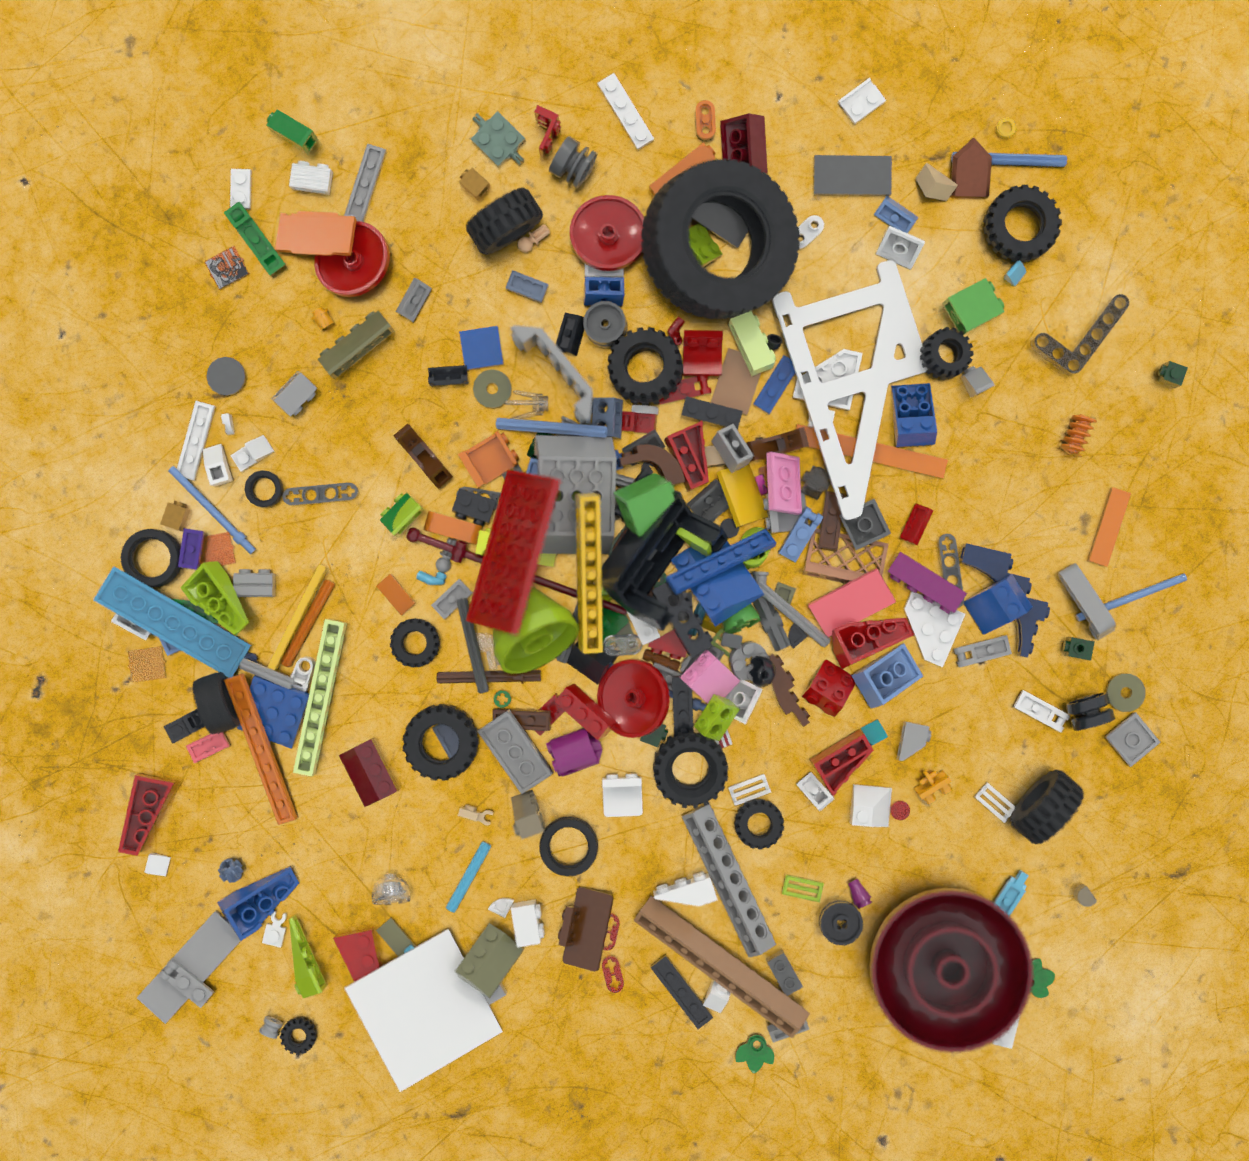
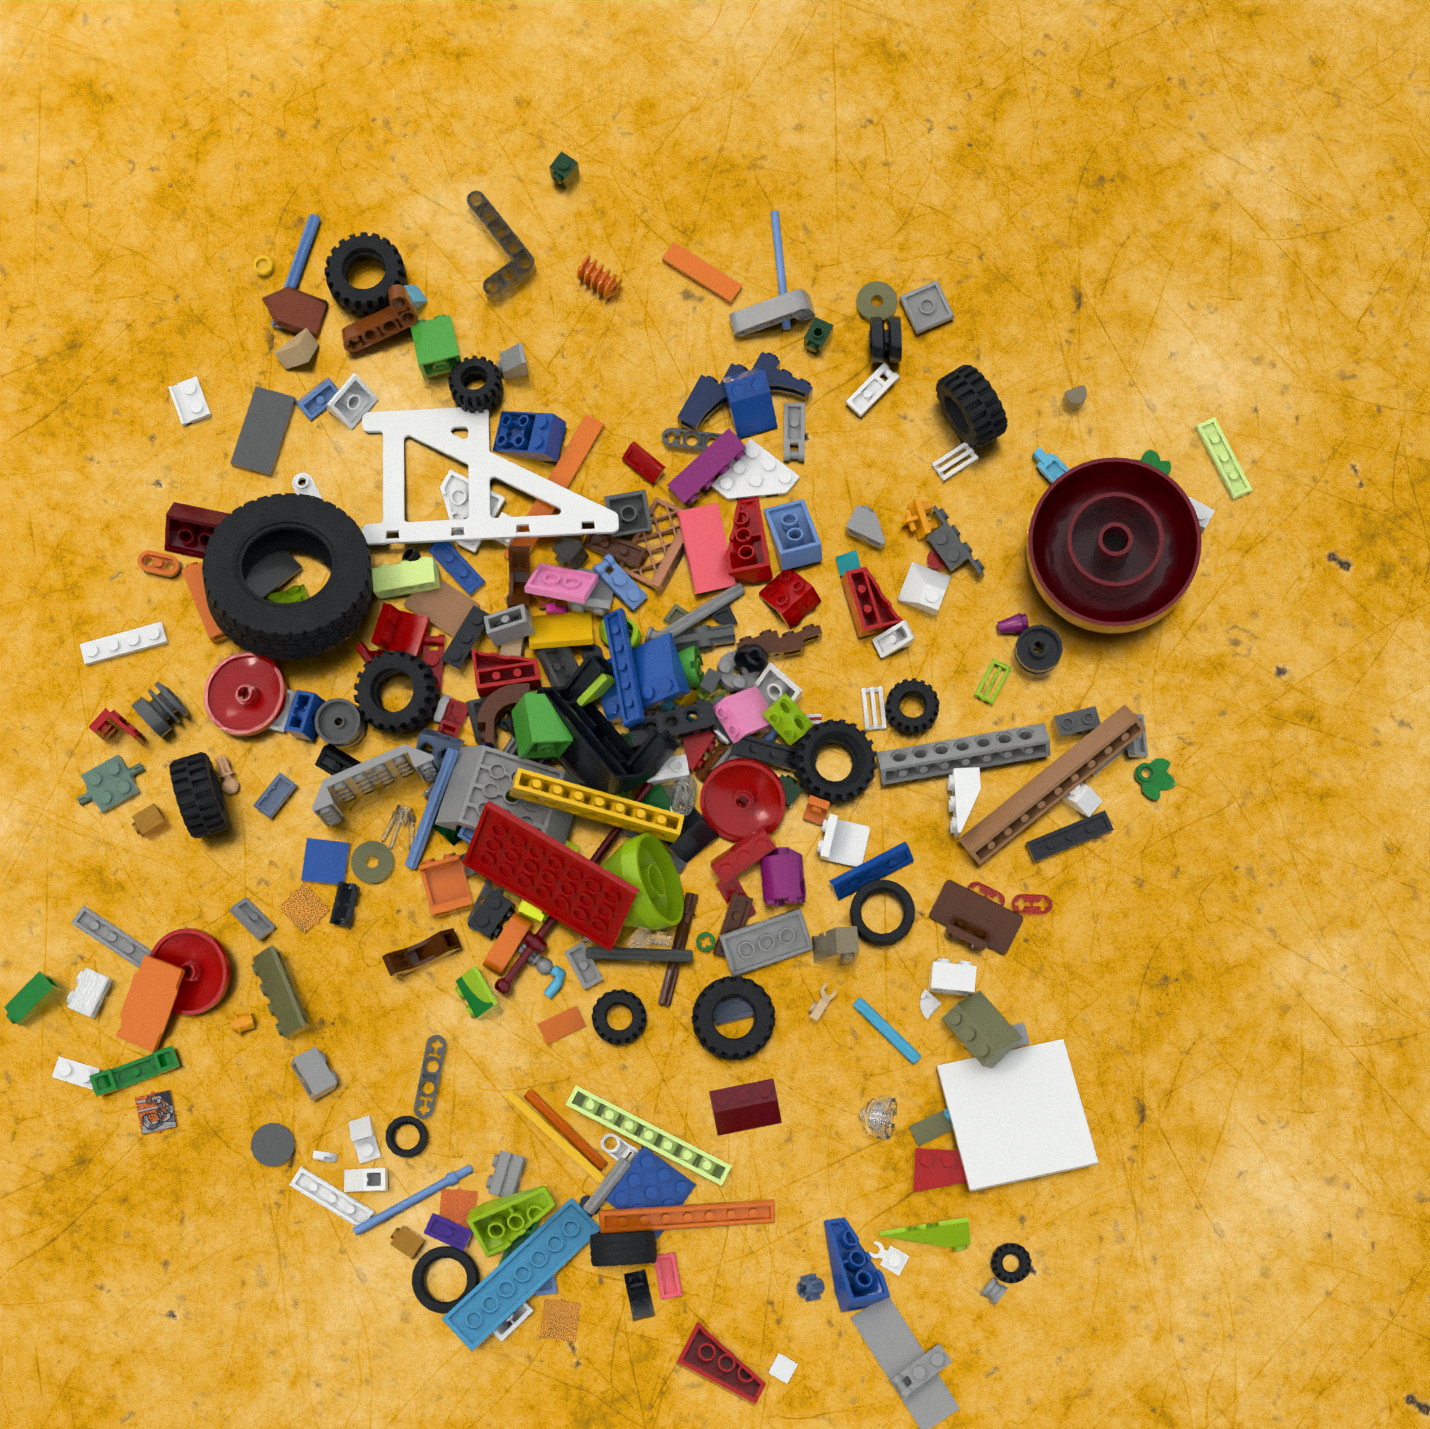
camera: 65 degrees left, 10 degrees down
(436, 341) = (304, 908): none -> clear yellow piece
(603, 827) = (871, 870): none -> blue plate
(643, 764) = (816, 810): none -> orange bracket
(914, 819) = (950, 547): none -> dark grey bracket
(979, 252) = (381, 324): none -> dark orange beam
(1064, 1042) = (1223, 458): none -> yellowish green tile

